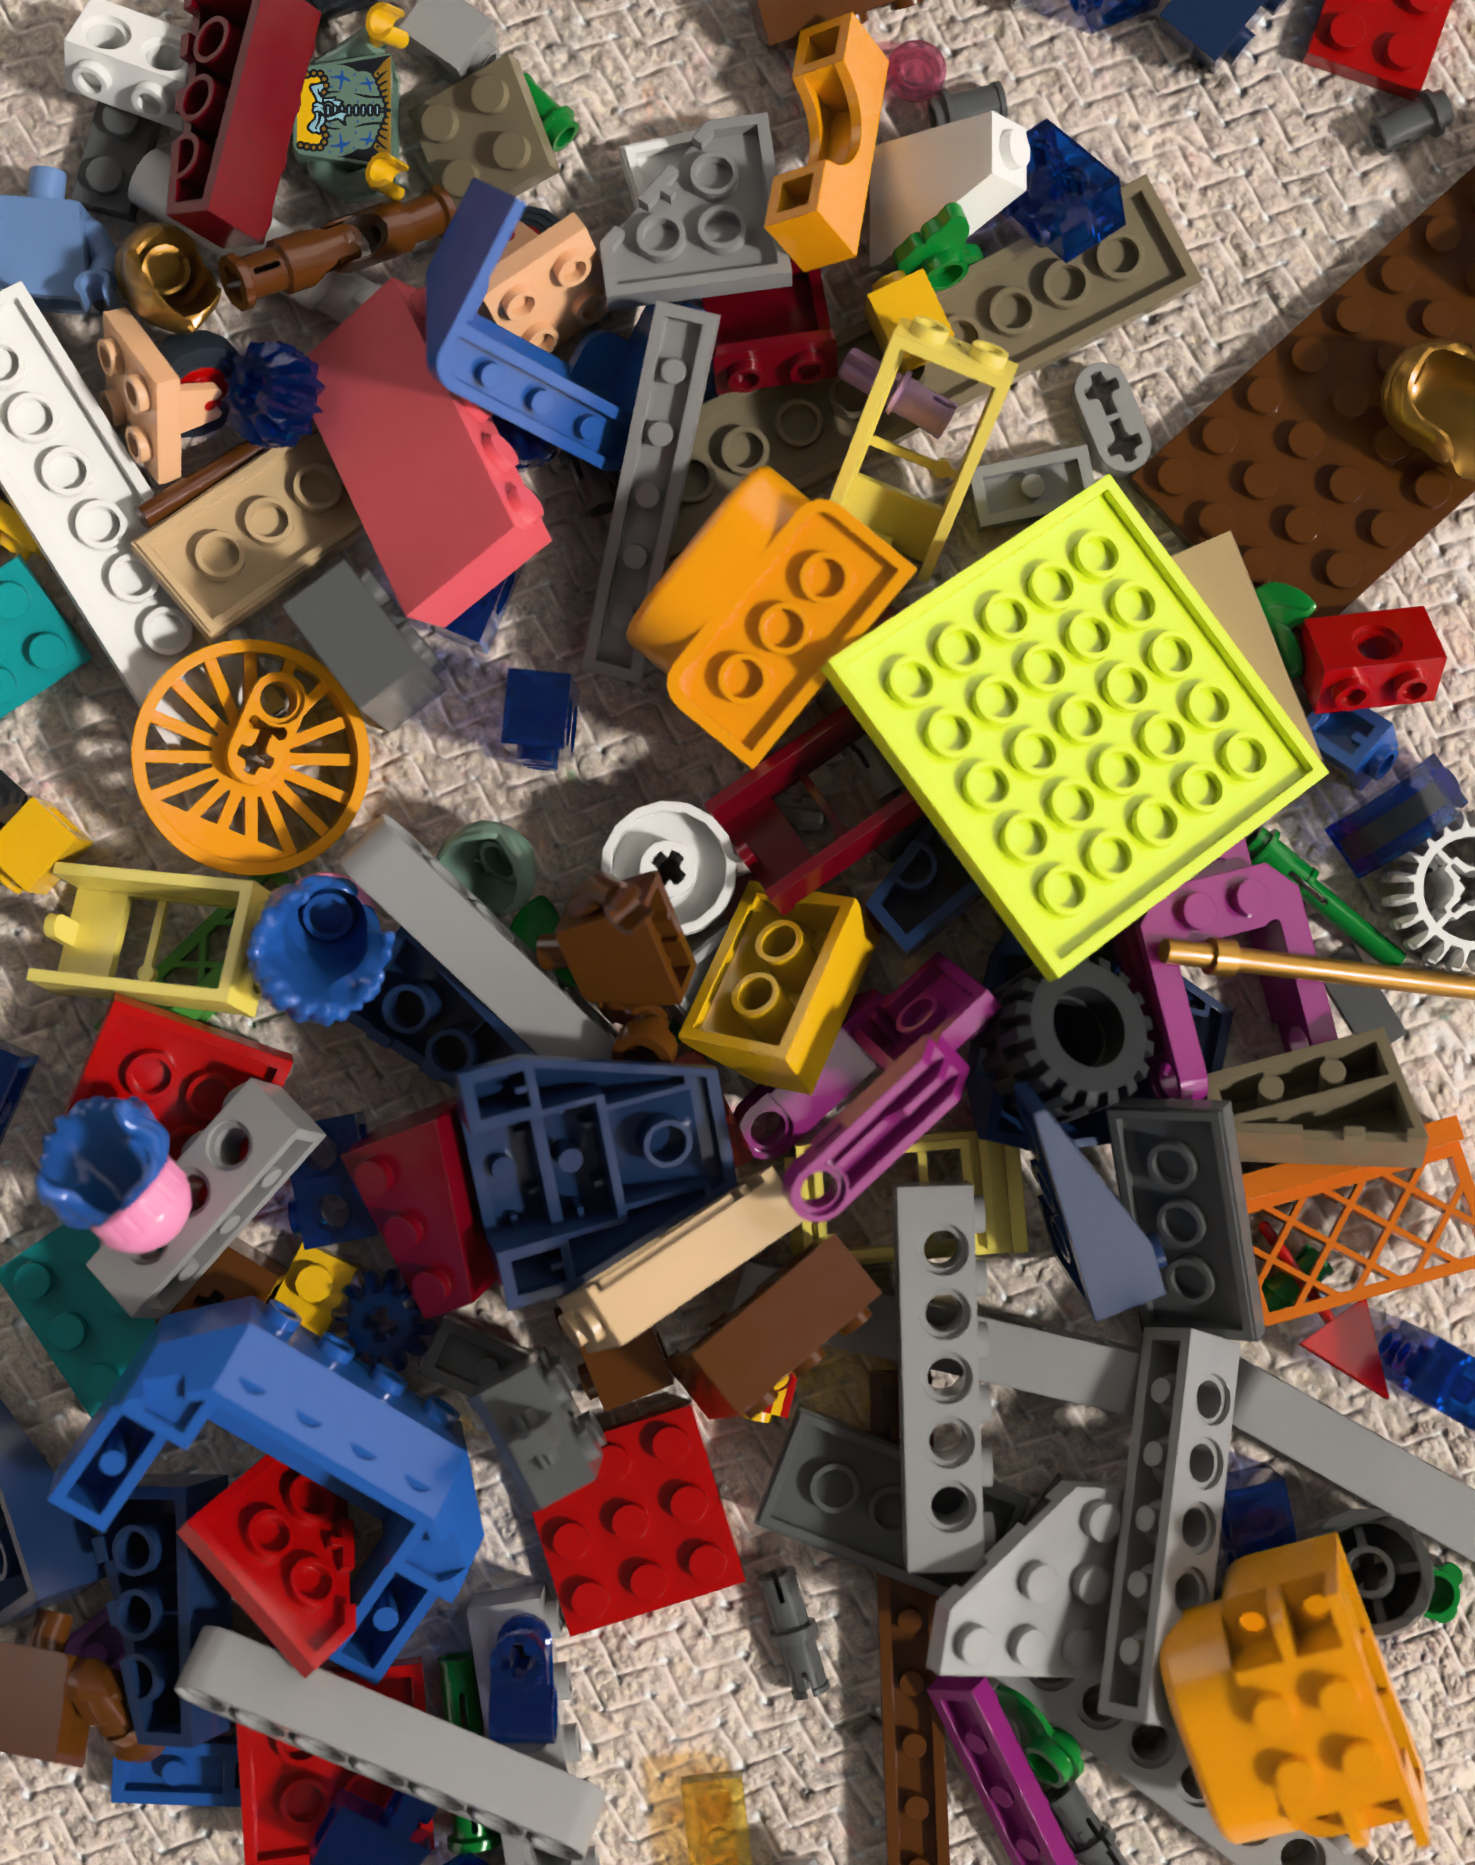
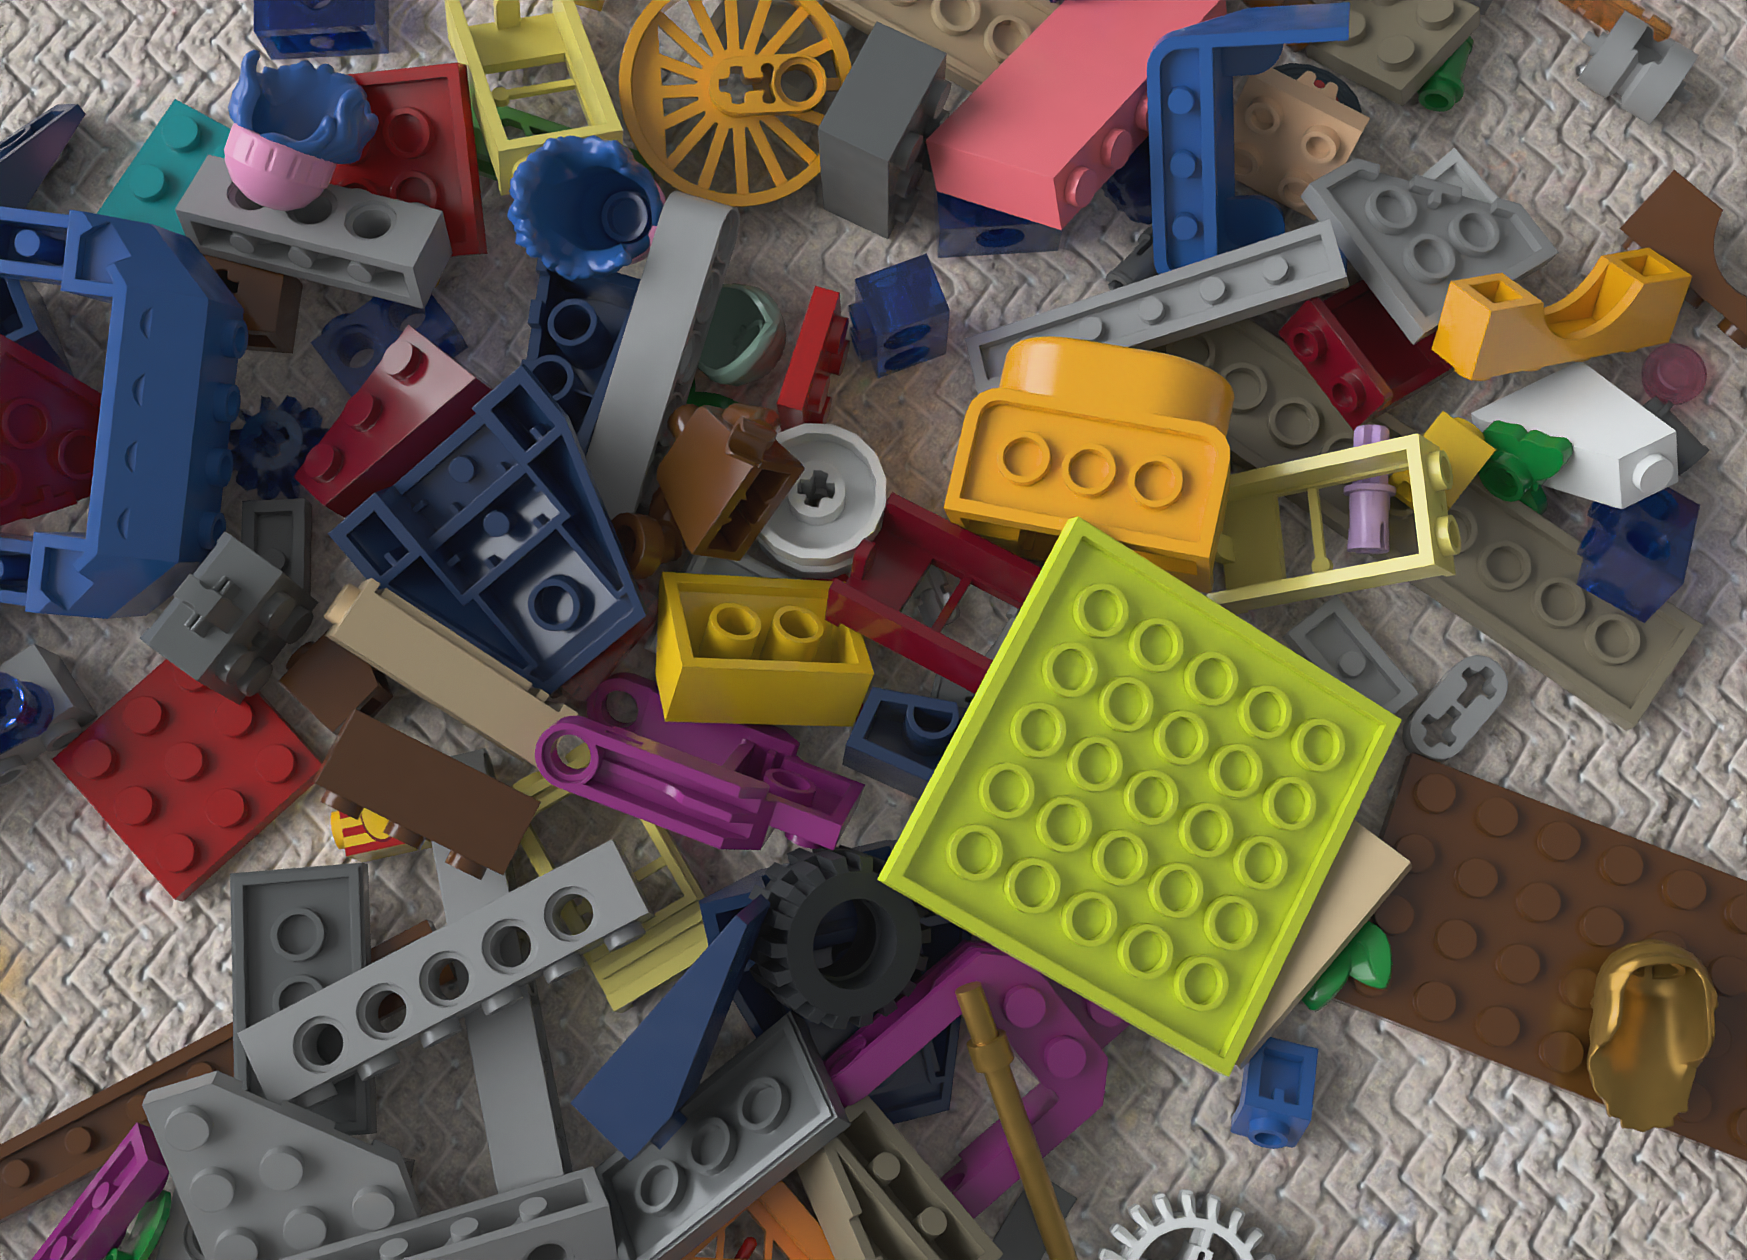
camera: 60 degrees right, 10 degrees down
(315, 1286) = (280, 372): yellow plate -> none
(536, 800) = (817, 355): none -> red plate
(794, 1632) = (143, 971): dark grey pin -> none
(1267, 848) = (1122, 1079): green pin -> none
(1371, 659) = (1362, 1069): red brick -> none
(1397, 816) = (1224, 1175): clear blue brick -> none

